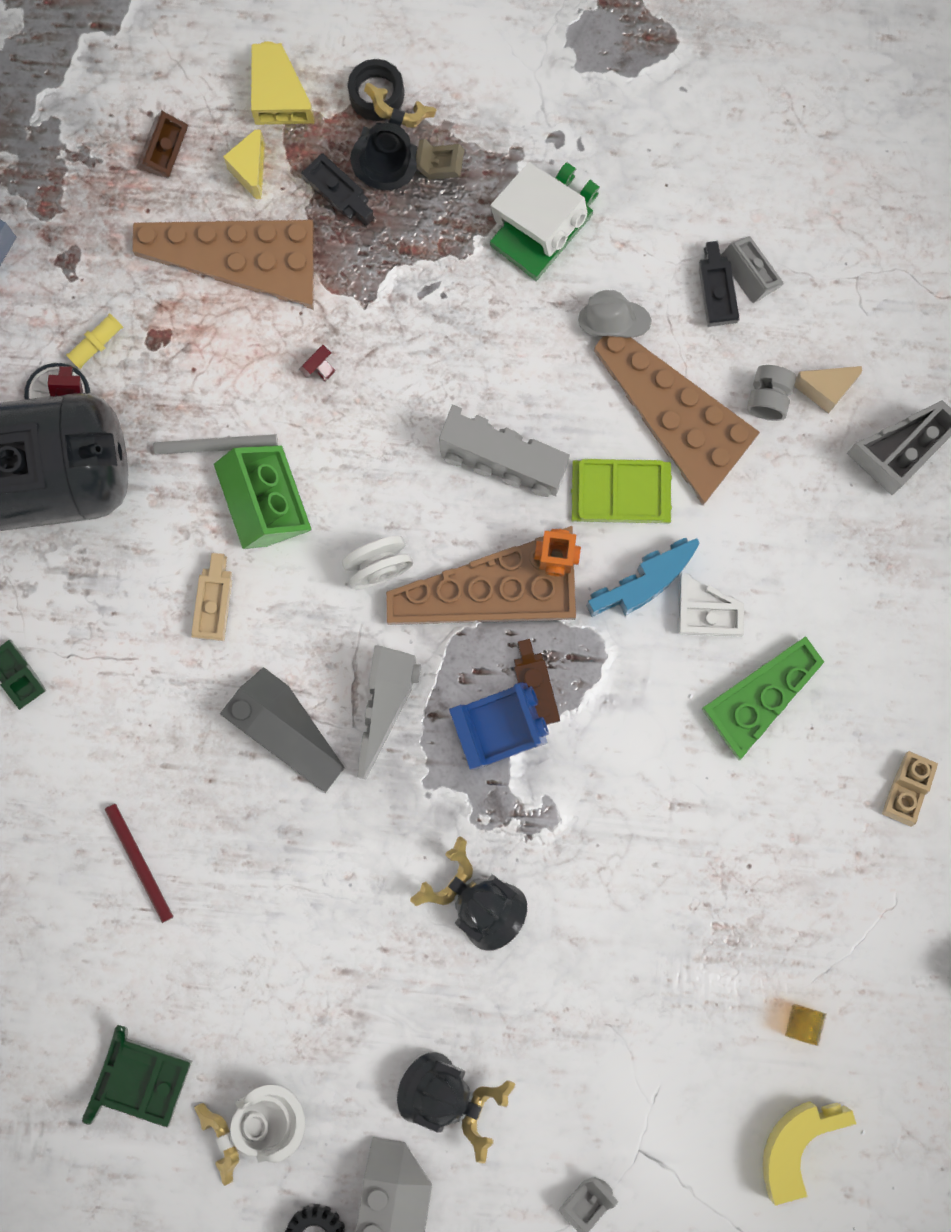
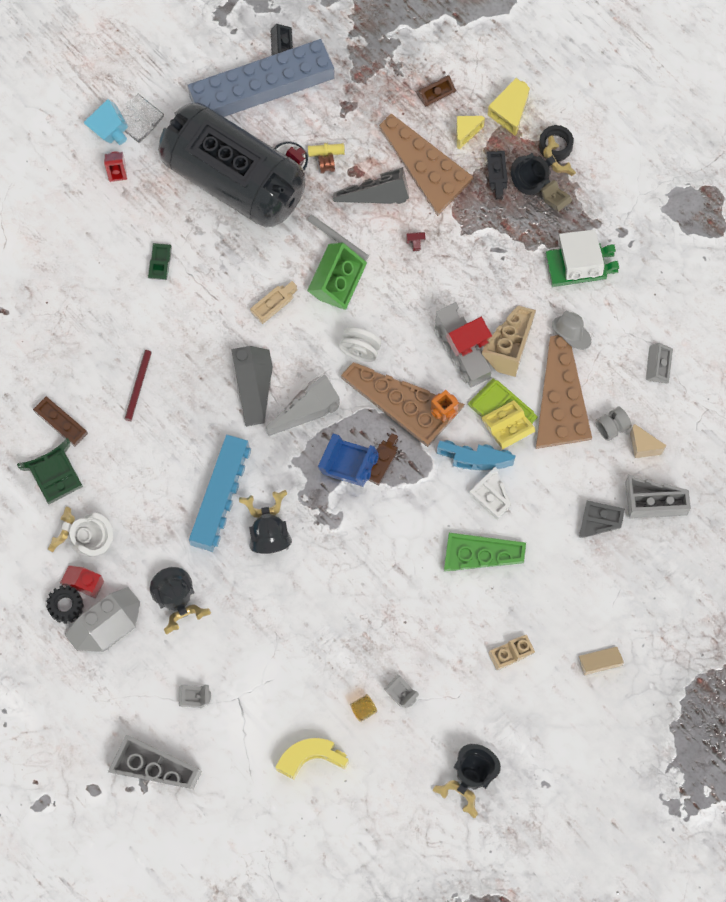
camera: 40 degrees right, 10 degrees down
(82, 1003) = (60, 421): none -> reddish brown plate
(112, 358) = (326, 163): none -> copper wheel
(220, 328) = (387, 190): none -> dark grey wedge
(308, 1187) = (83, 580): none -> red slope
(376, 913) = (219, 493): none -> dark azure brick
(510, 436) = (469, 336): none -> red brick
(553, 396) = (509, 341): none -> tan wedge
(650, 505) = (508, 424): none -> light yellow slope
(718, 287) = (633, 357): black hinge -> none
(833, 962) = (401, 692): none -> light grey bracket
(862, 526) = (600, 519): none -> dark grey wing

